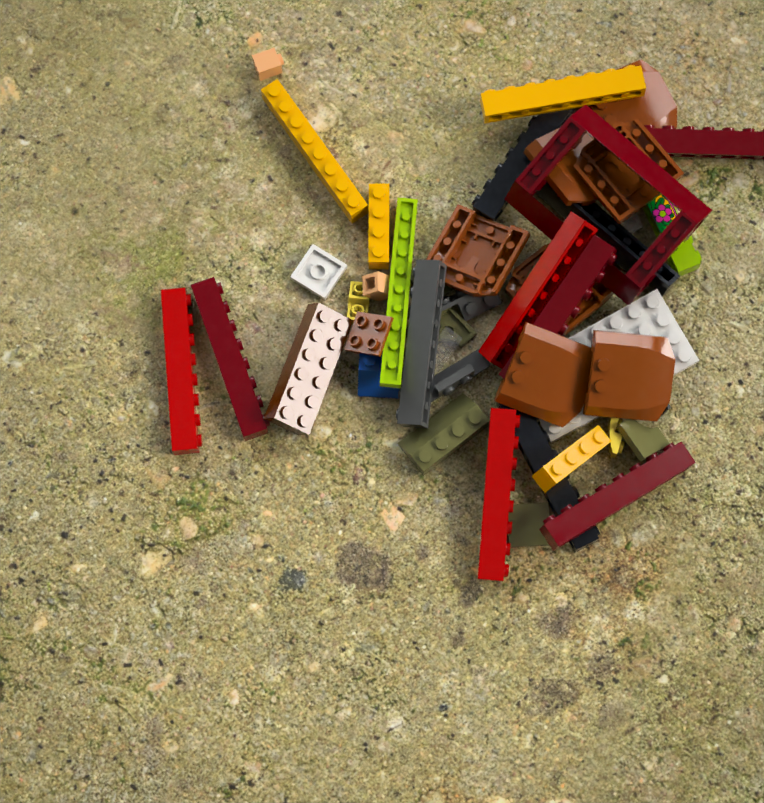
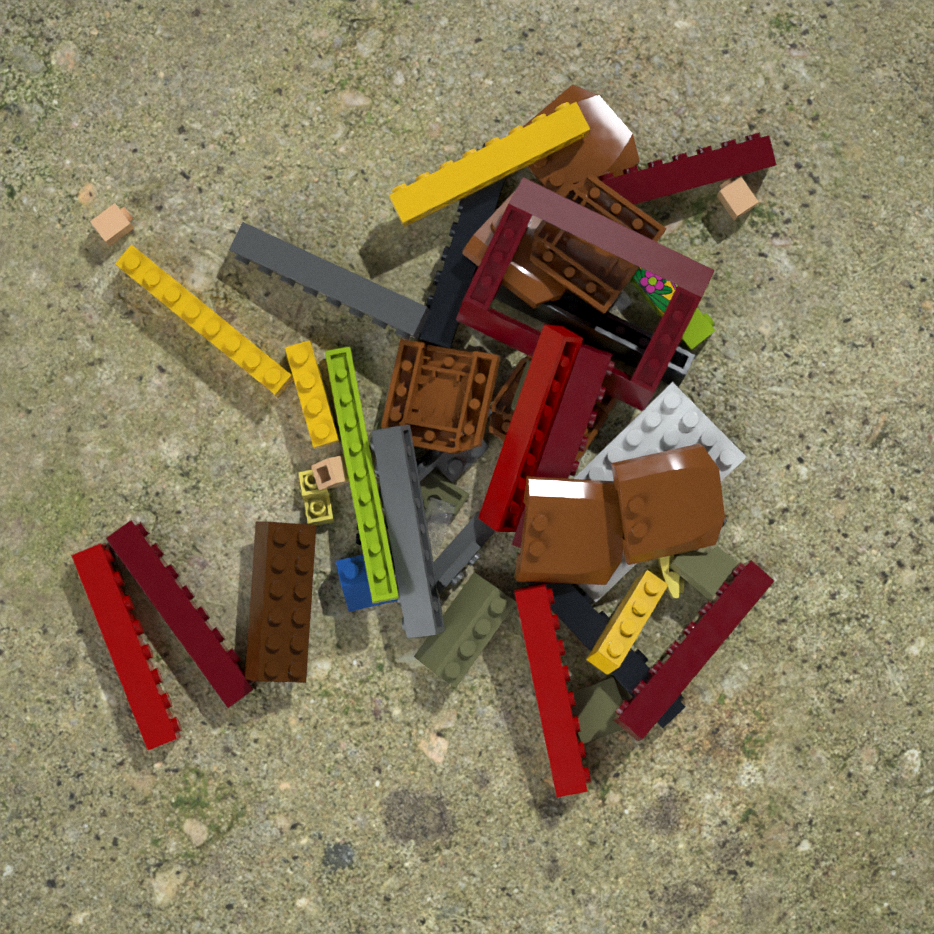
camera: 15 degrees left, 10 degrees up
(318, 272) = (256, 472): white plate -> none
(368, 334) = (341, 540): plate -> none
(417, 146) = (329, 280): none -> dark grey brick
(744, 173) = (736, 197): none -> light nougat brick

